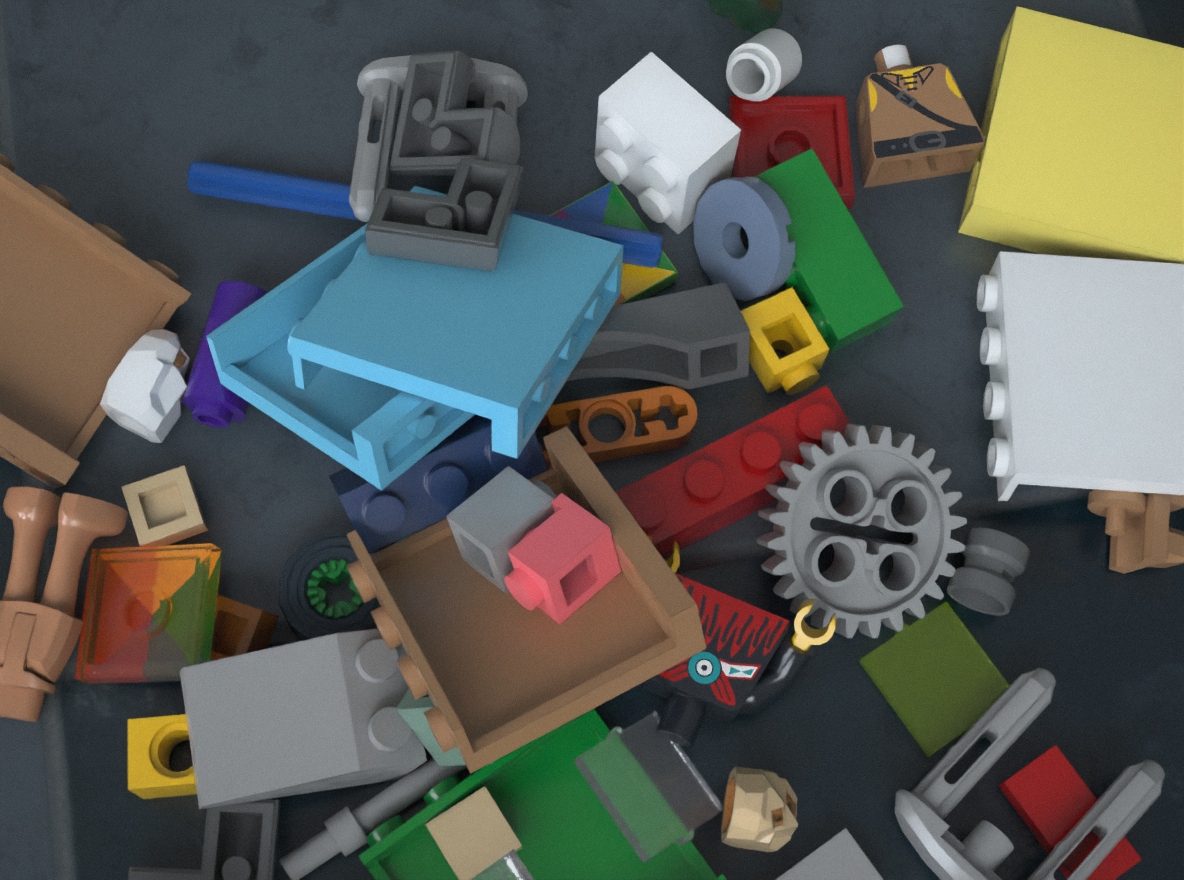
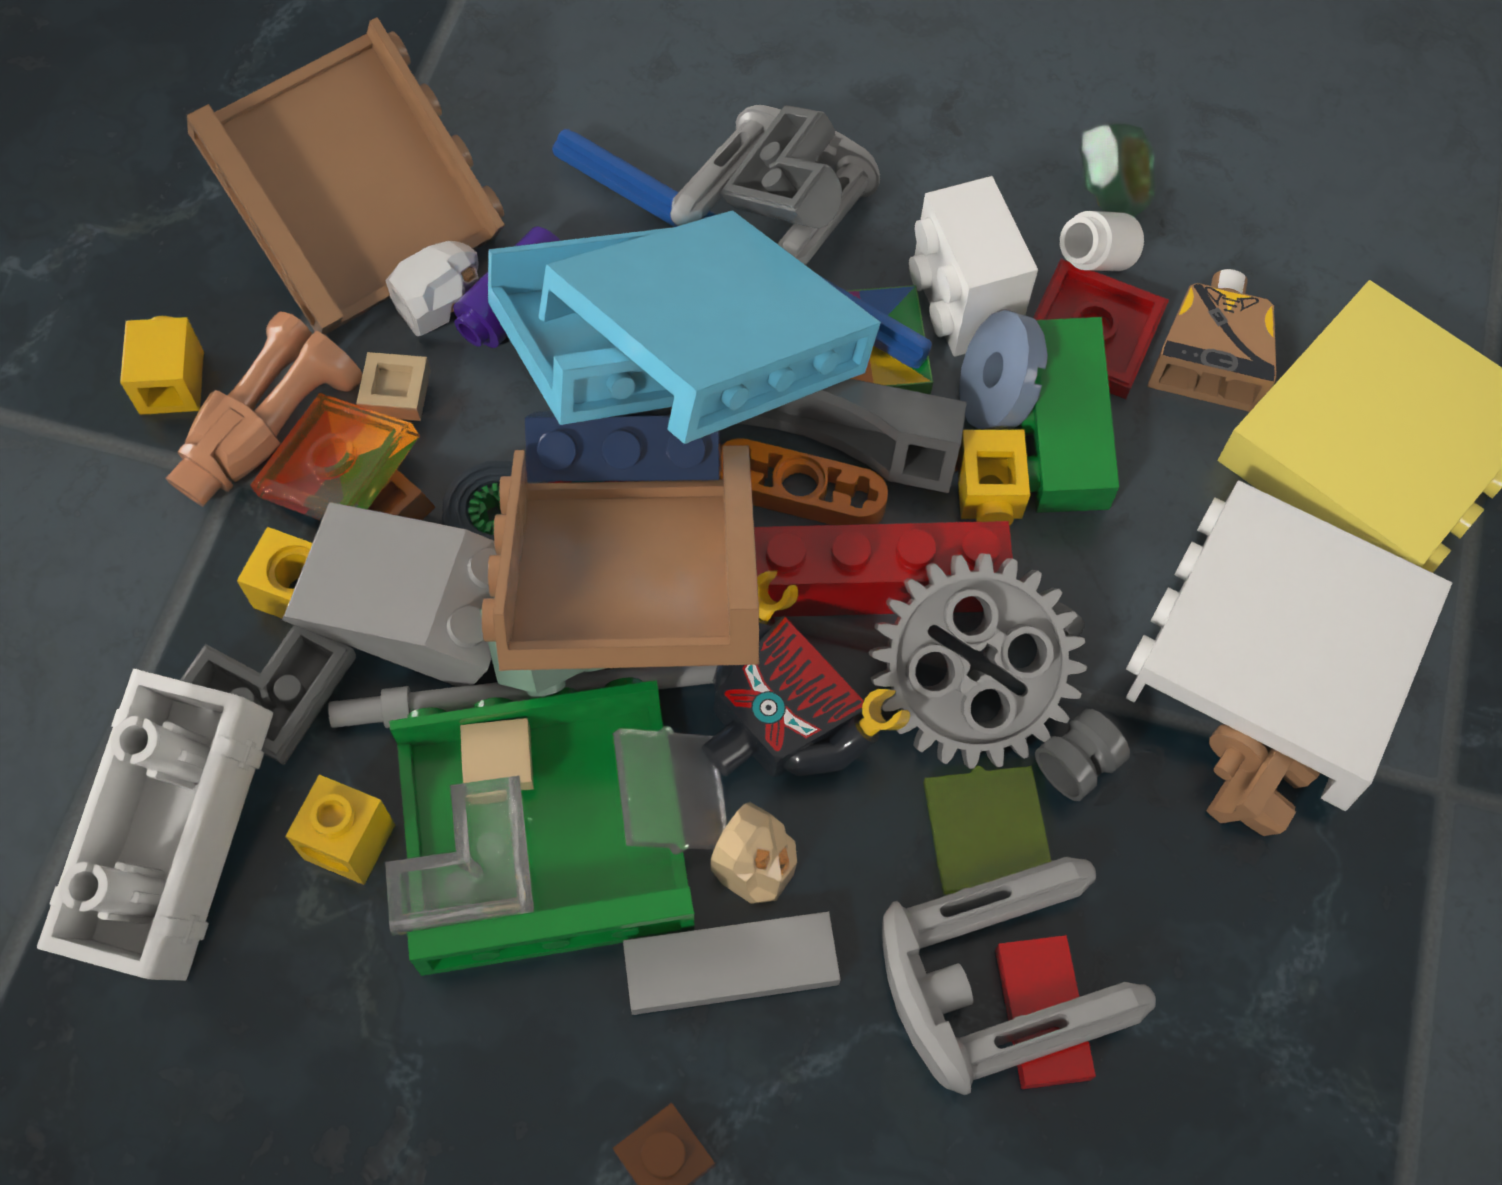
camera: 30 degrees right, 5 degrees down
(452, 230) = (734, 243): dark grey brick -> none
(497, 520) = (651, 502): light grey brick -> none
(562, 561) = (676, 542): coral brick -> none

